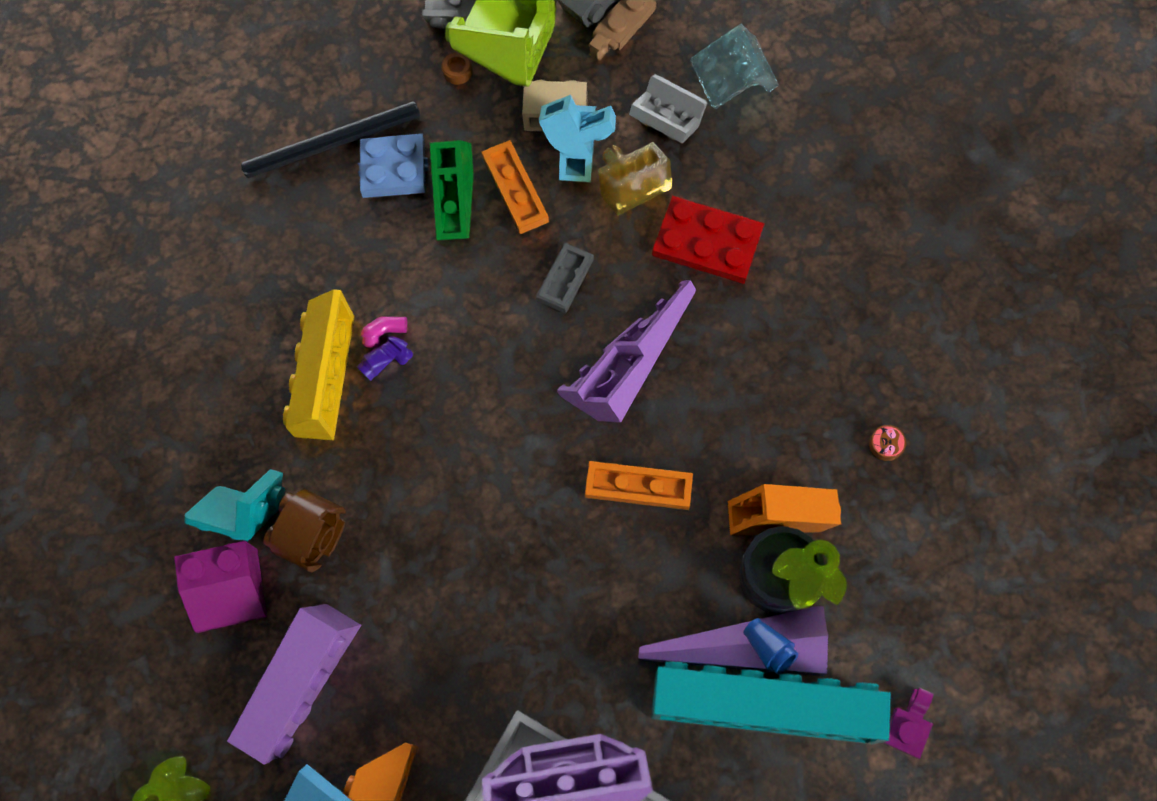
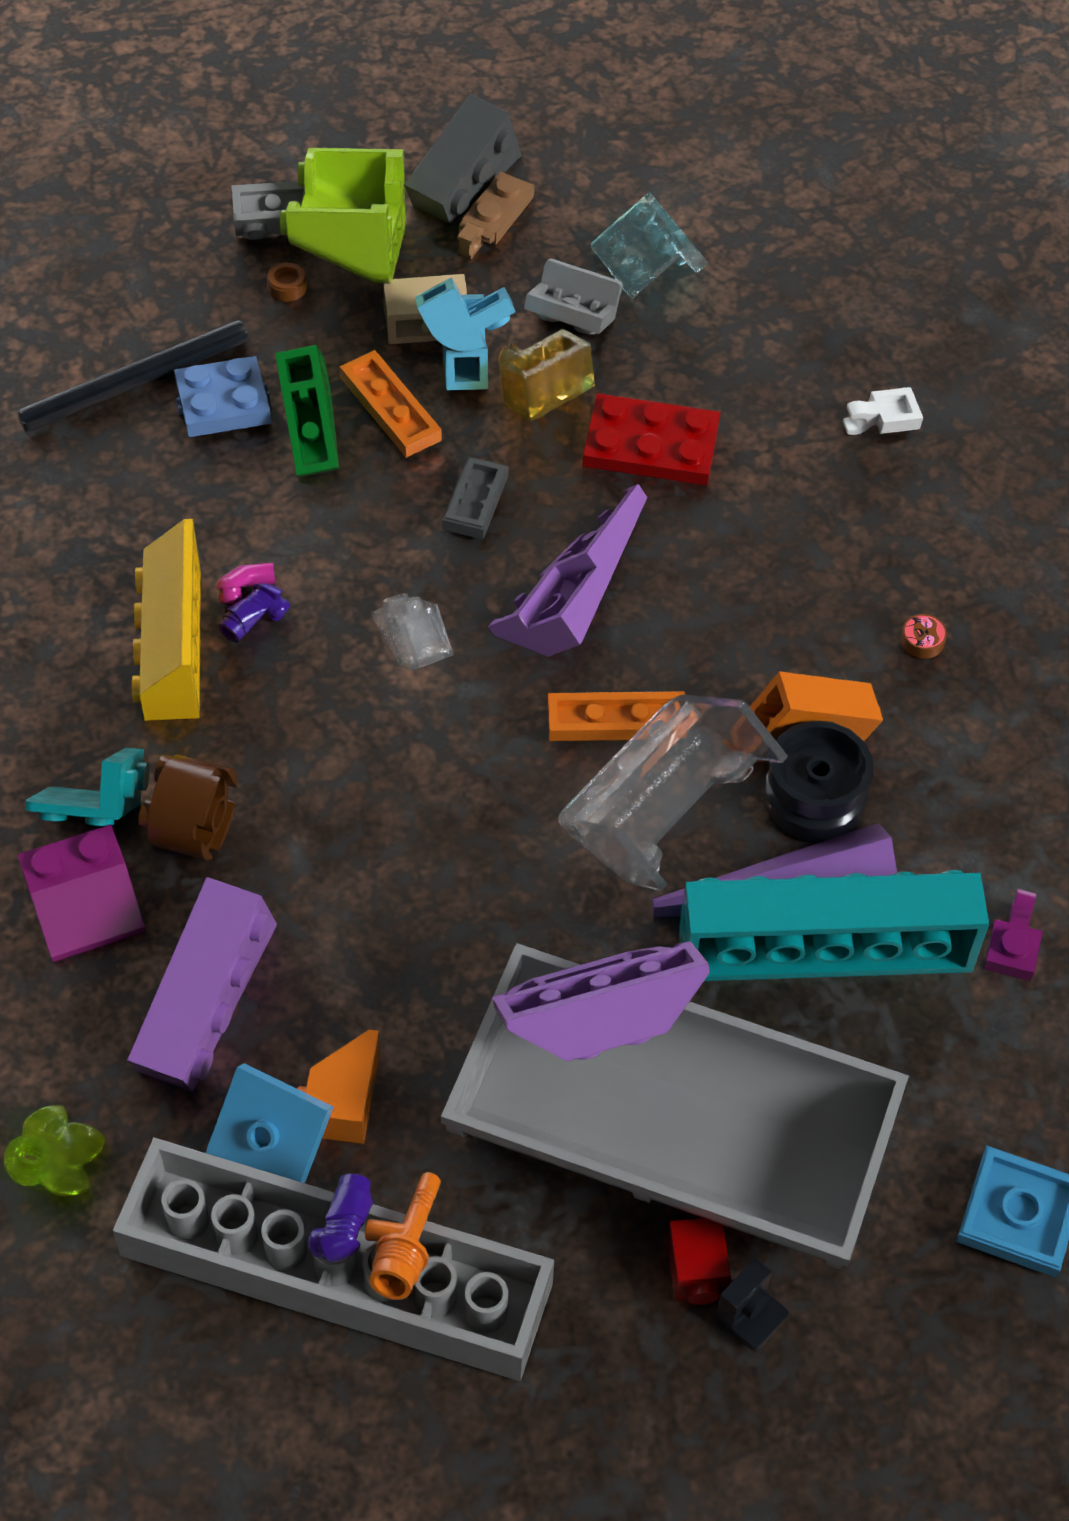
camera: 15 degrees left, 15 degrees down
(497, 392) = (413, 631): none -> clear slope
(651, 556) = (661, 777): none -> clear windscreen
(771, 646) = (821, 852): blue cone -> none
(809, 579) = (858, 768): clear neon green plate -> none
(896, 236) = (888, 409): none -> white plate

